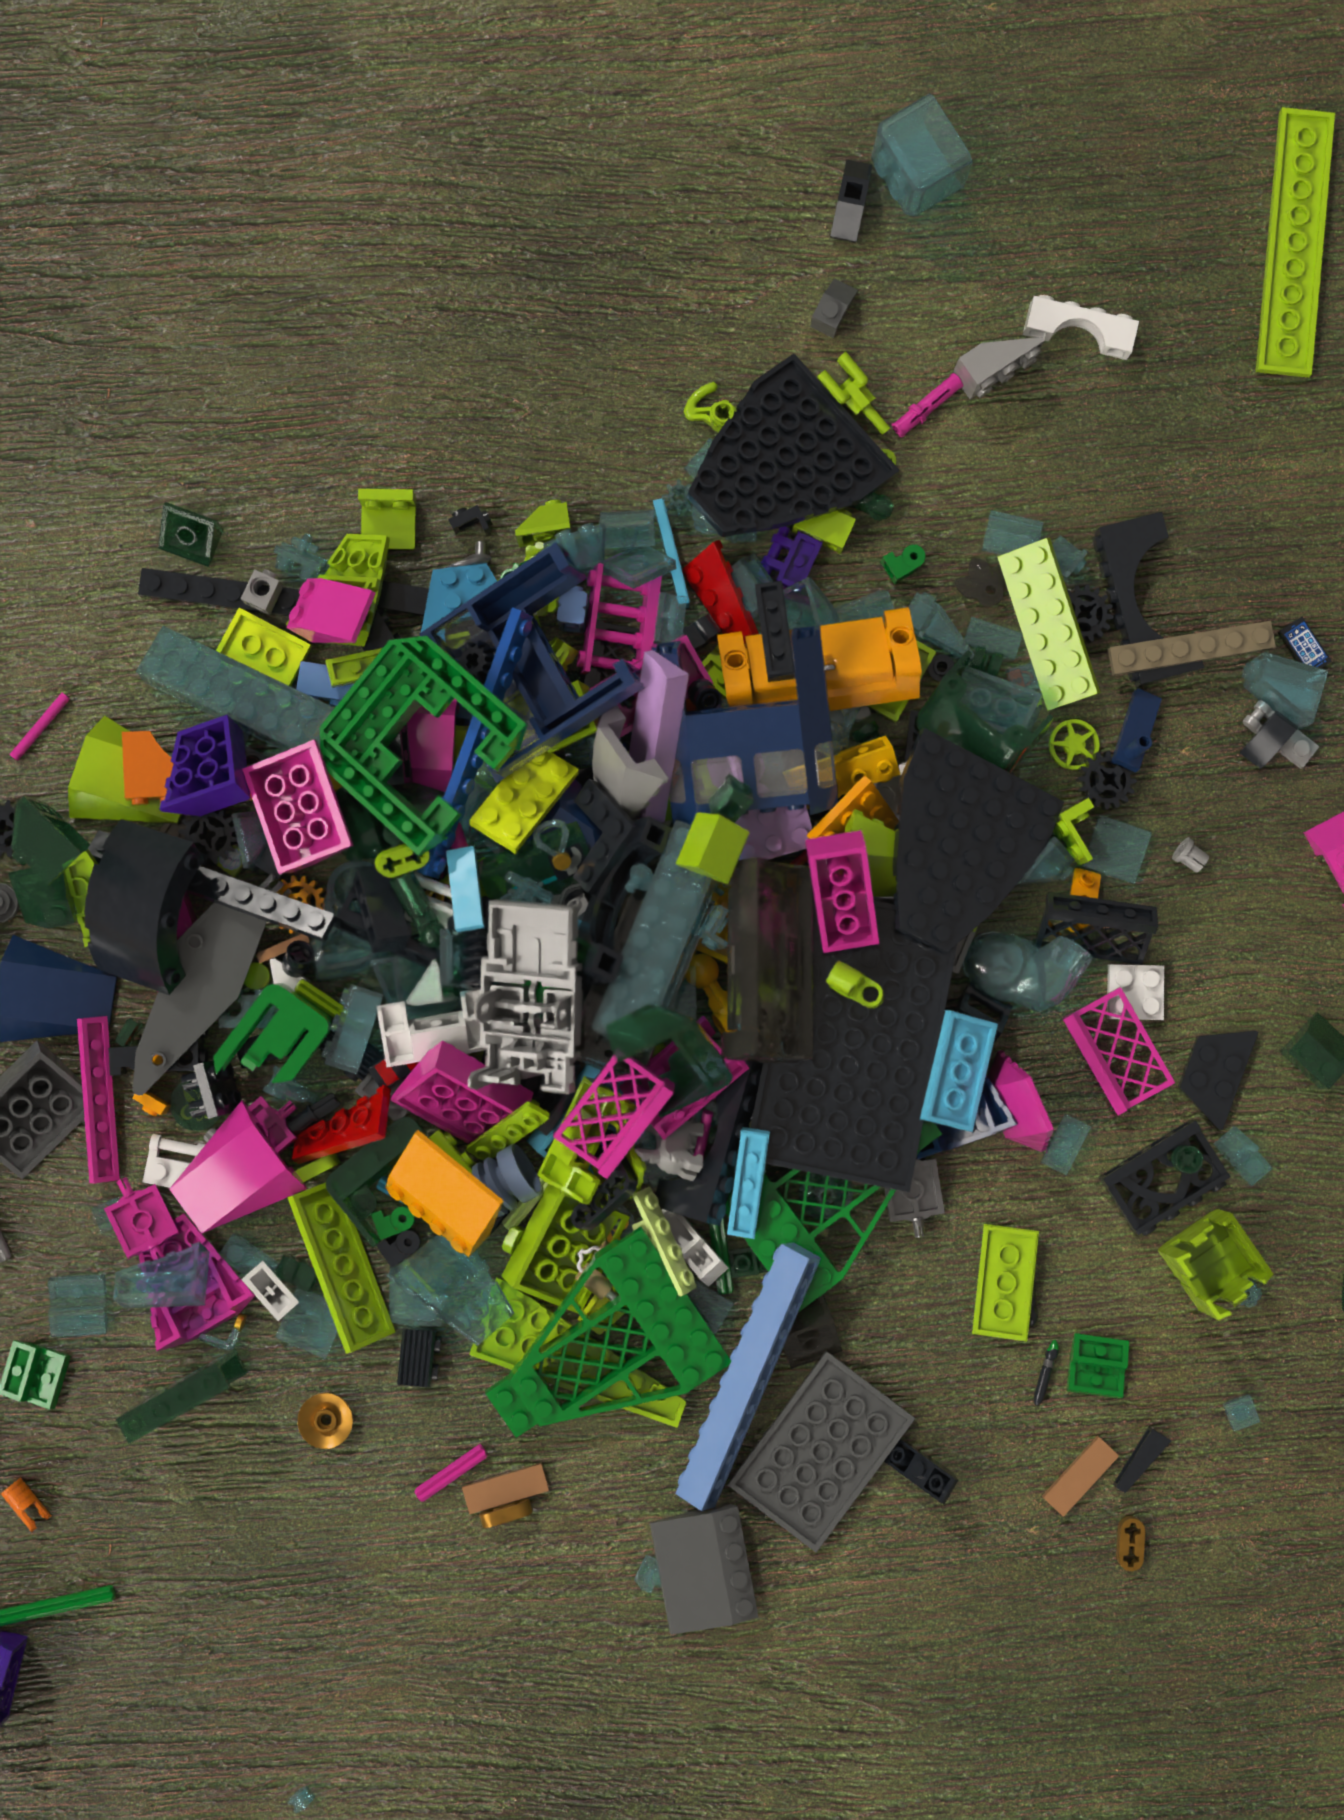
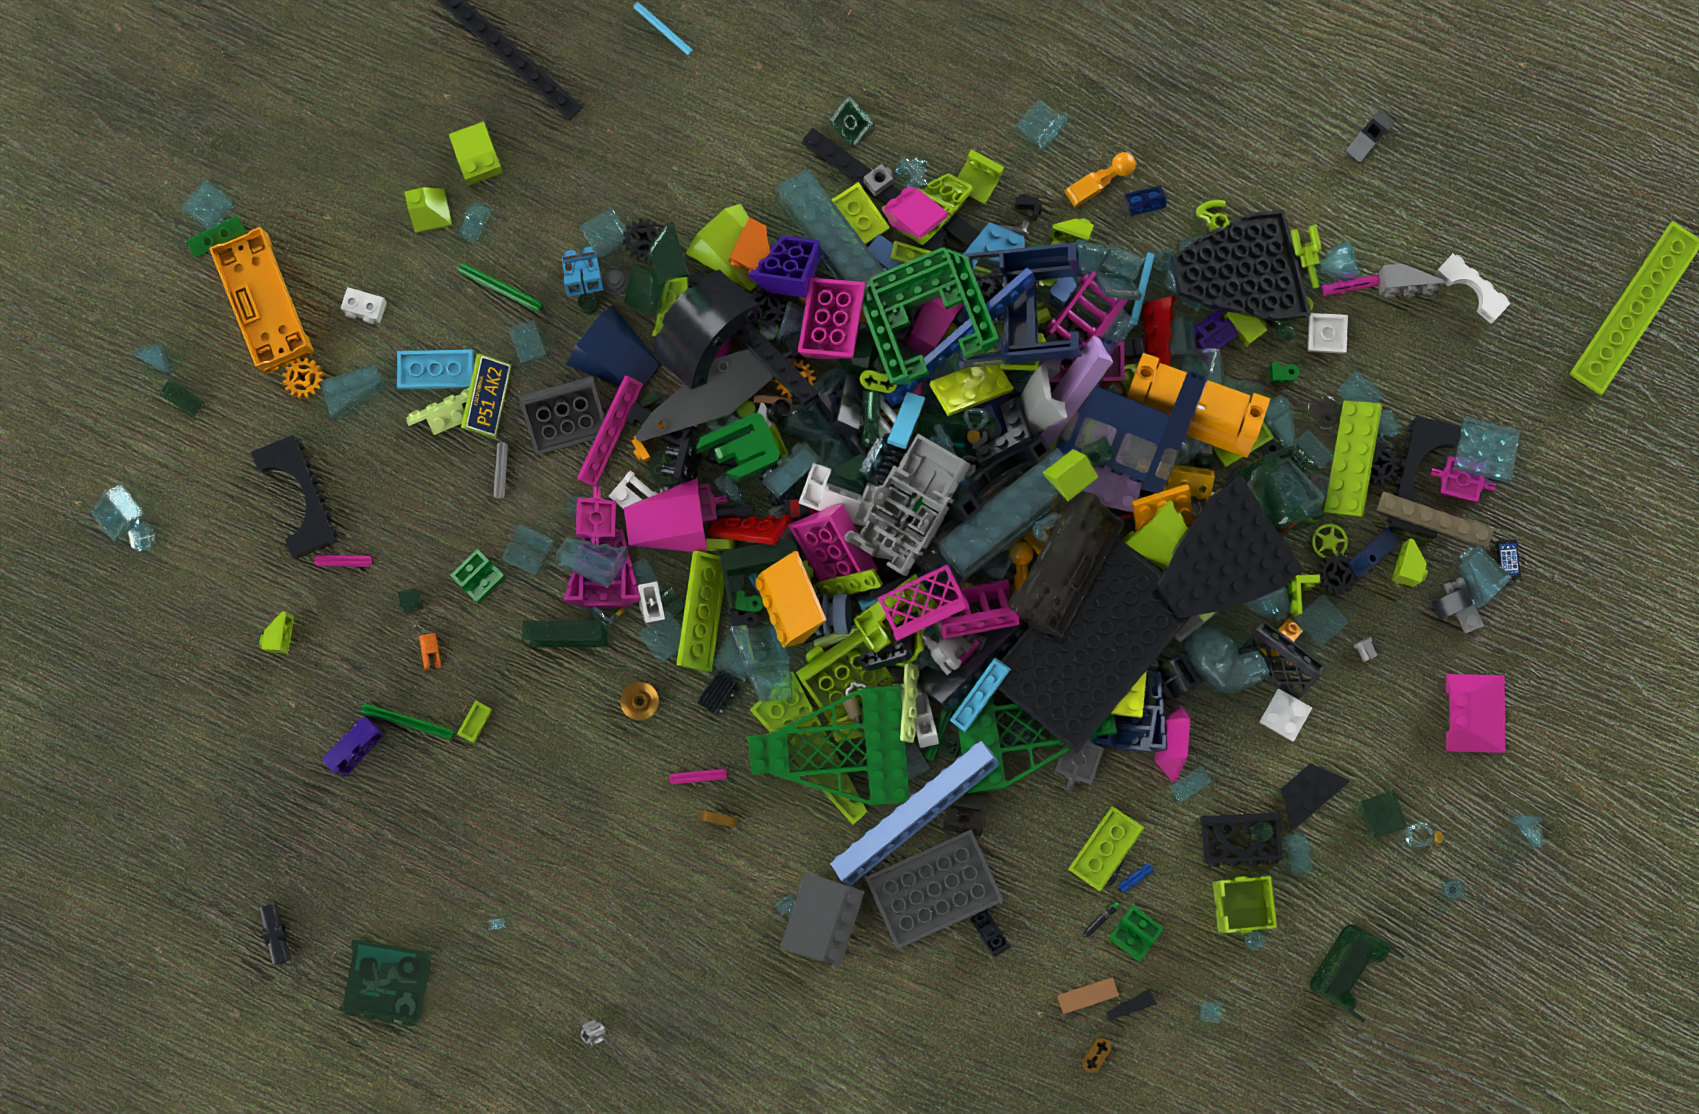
camera: 35 degrees right, 5 degrees down
(39, 726) = (697, 189): dark pink bar -> none
(132, 1560) = (475, 721): none -> lime tile
(431, 407) = (1042, 124): none -> clear light blue bracket
(505, 1488) = (726, 804): medium nougat tile -> none
(538, 447) = (1092, 184): none -> light orange beam
(614, 434) = (1145, 200): none -> clear blue slope
(640, 878) = (1016, 471): clear light blue plate -> none
(695, 1067) = (986, 604): clear green windscreen -> none
(700, 691) = (1113, 380): black wheel -> none
(775, 631) = (1179, 367): black tile -> none
(833, 308) = (1323, 195): dark grey slope -> none
(842, 891) = (1136, 516): dark pink brick -> none
(853, 984) = (1111, 607): lime piece -> none
(900, 381) = (1340, 261): none -> clear light blue piece
(920, 156) = (1426, 131): clear light blue plate -> none
(932, 482) = (1327, 333): none -> white plate
(959, 1071) = (1148, 696): medium azure tile -> none
(1061, 1297) = (1136, 877): none -> blue axle
(1097, 1062) = (1237, 744): dark pink fence -> none
(1190, 721) = (1410, 565): none -> lime slope
(1196, 576) = (1461, 483): none -> dark pink plate
(1207, 523) = (1487, 449): none -> clear light blue plate

